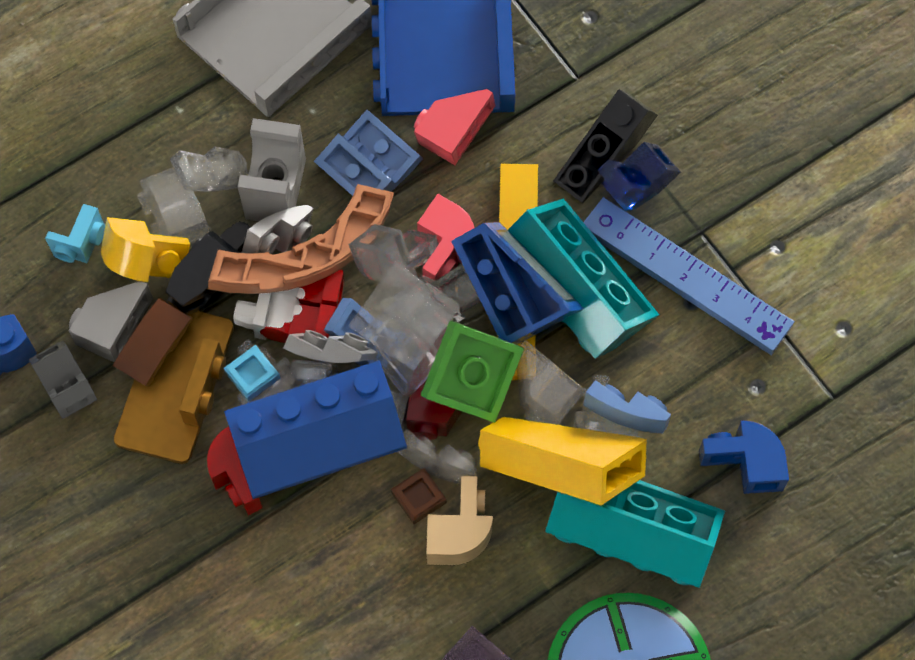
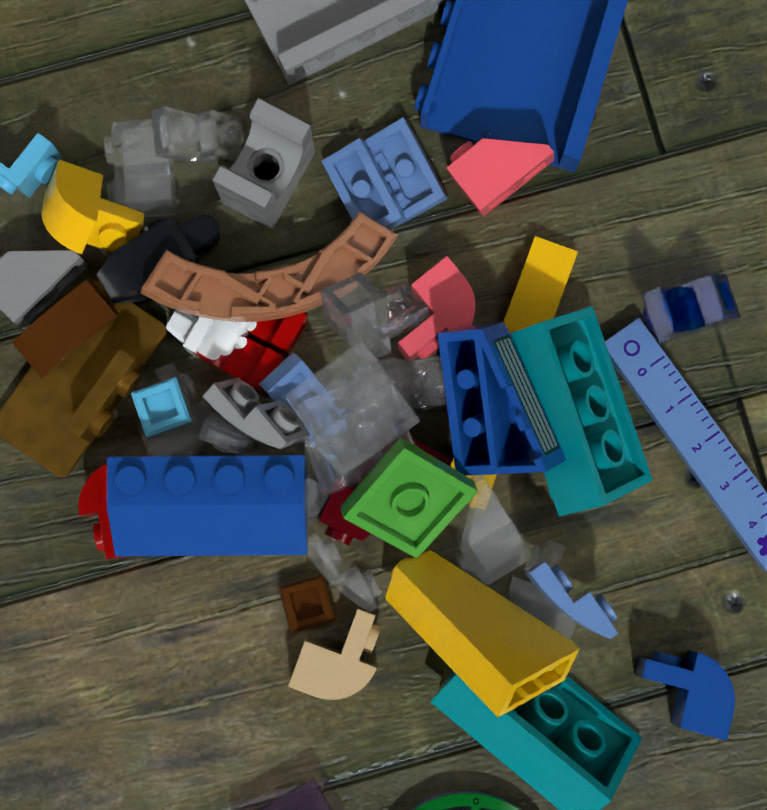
camera: 20 degrees right, 15 degrees up
(279, 231) = (248, 240): light grey slope -> none
(609, 138) = (664, 254): black slope -> none

